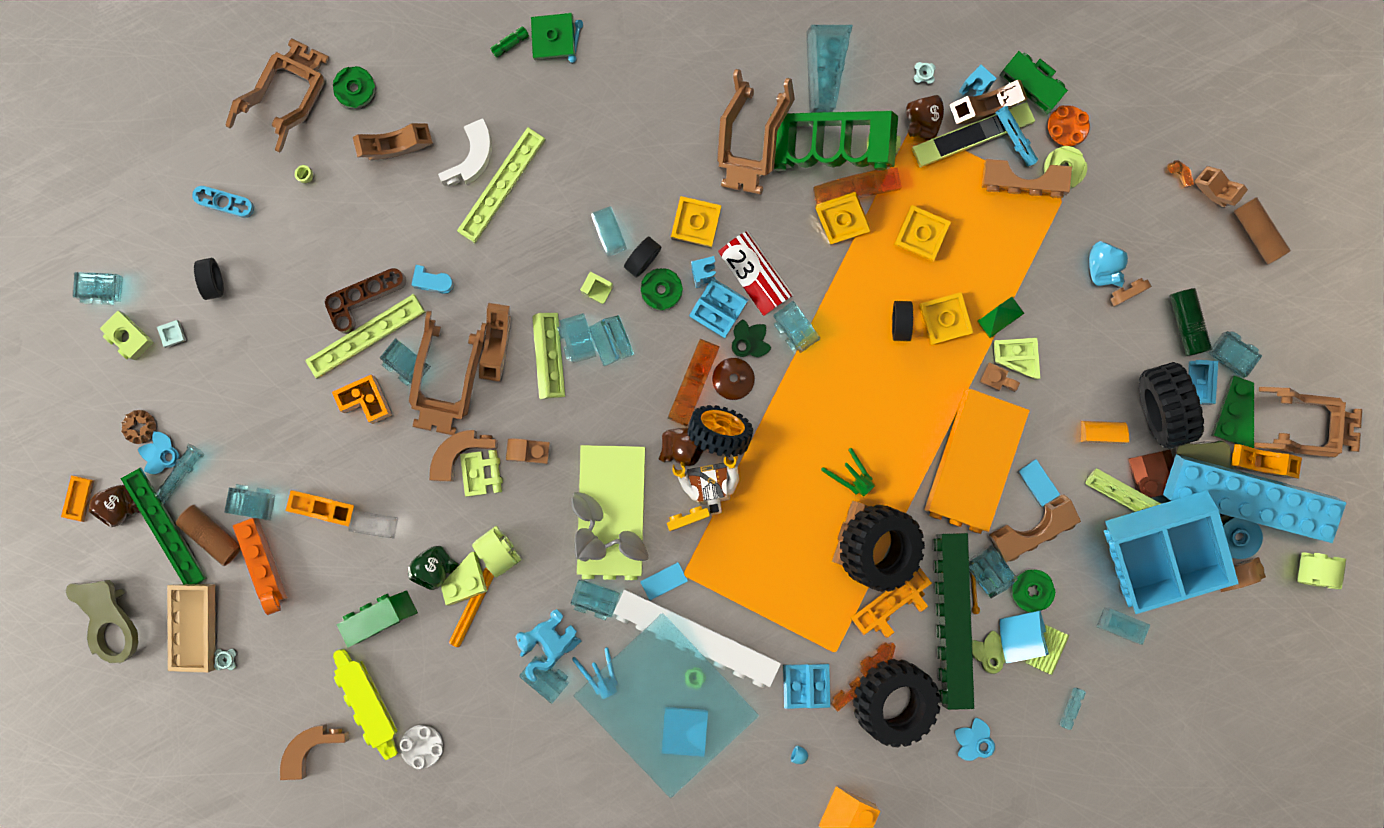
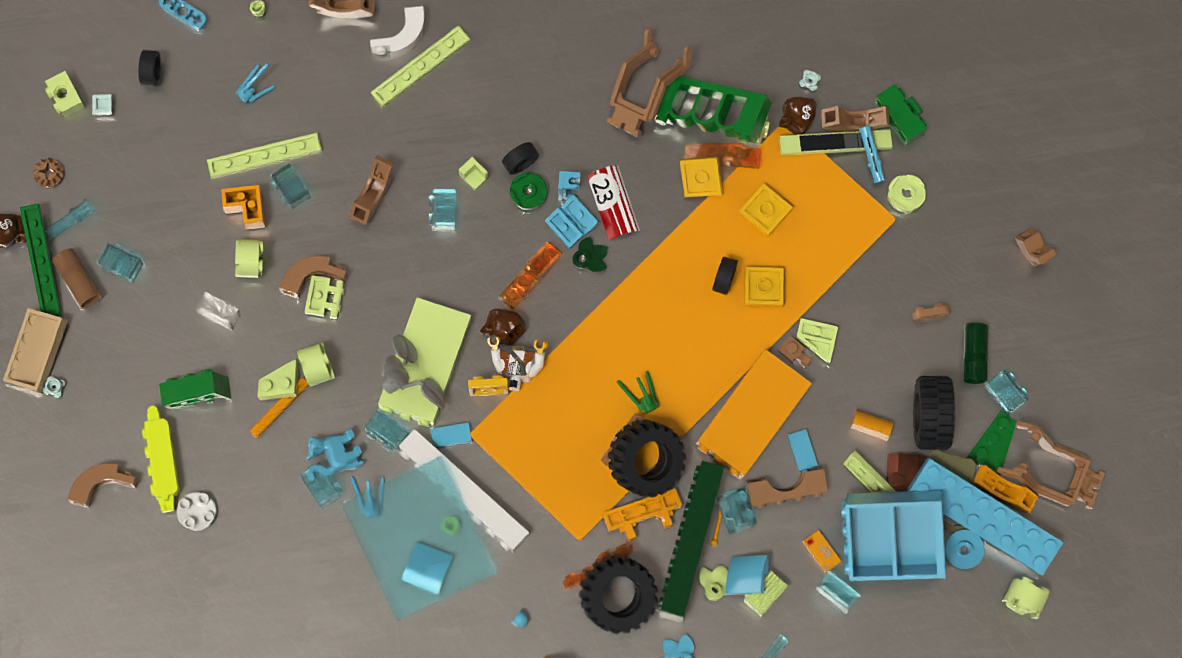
camera: 15 degrees right, 10 degrees down
(97, 287) = (54, 48): clear light blue brick -> none
(156, 453) = (56, 198): medium azure plate -> none
(260, 564) = (112, 314): orange hinge -> none
(319, 508) = (178, 284): light orange arch -> none
(320, 270) = (245, 91): none -> medium azure plant
(367, 296) = (275, 124): reddish brown beam -> none
(385, 457) = (247, 258): none -> yellowish green brick
(431, 567) = (255, 362): dark green piece -> none
(436, 411) = (304, 234): medium nougat piece -> none
(437, 283) = (339, 129): medium azure leg -> none
(527, 451) = (367, 288): medium nougat brick -> none
(548, 355) = (414, 218): yellowish green slope -> none
(608, 231) = (498, 130): clear light blue brick -> none
(611, 340) = (471, 220): clear light blue panel -> none
(696, 221) = (575, 144): yellow plate -> none
(720, 430) = (539, 319): black wheel -> none
(727, 388) = (567, 293): reddish brown dish -> none
(796, 327) = (633, 255): clear light blue brick -> none
(806, 686) = (545, 562): medium azure slope -> none
(826, 62) = (729, 41): clear light blue wedge -> none
(979, 80) = (851, 97): medium azure hinge -> none
(999, 176) = (890, 199): medium nougat arch -> none
(1000, 317) = (811, 299): green slope -> none
(1044, 586) = (769, 529): green plate -> none
(1068, 125) = (920, 159): orange dish -> none
(1091, 585) = (821, 551): none -> light orange tile
(1106, 264) = (917, 283): medium azure piece -> none
(1183, 170) = (1009, 227): clear orange arm -> none
(1204, 377) = (971, 407): medium azure hinge -> none
(1247, 574) = (956, 580): medium nougat brick -> none
(1263, 230) = (1061, 292): medium nougat piece -> none

